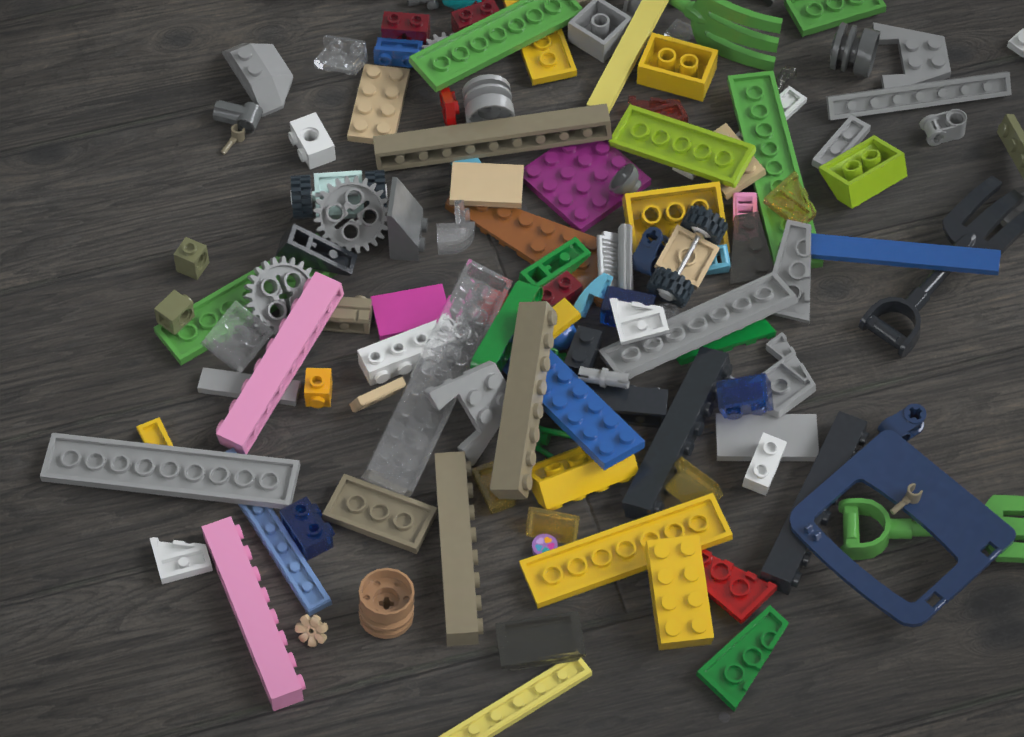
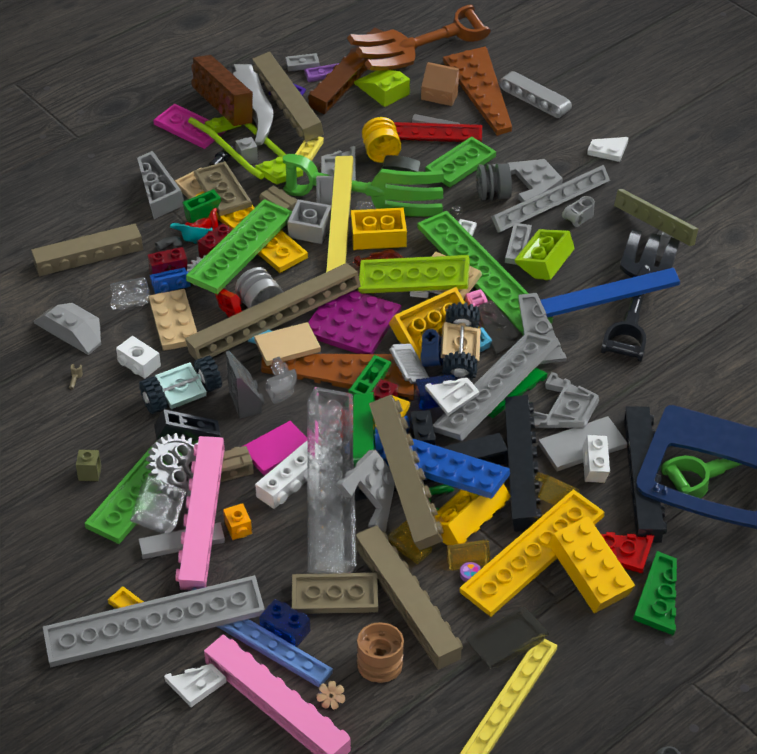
camera: 25 degrees left, 10 degrees down
(174, 312) = (98, 505): olive brick -> none
(245, 115) = (78, 356): dark grey piece -> none
(338, 197) = (185, 382): light grey gear -> none
(377, 394) = (288, 509): tan tile -> none
(595, 288) = (408, 385): medium azure slope -> none
(604, 377) = (452, 438): light grey pin -> none
(625, 180) = (387, 308): dark grey piece -> none
(625, 256) = (415, 356): light grey axle -> none
(744, 396) = (557, 418): clear blue brick -> none
(791, 200) = (510, 285): clear yellow wing -> none
(906, 422) = (674, 396): dark blue piece -> none
(909, 498) = (712, 442): dark tan hand -> none

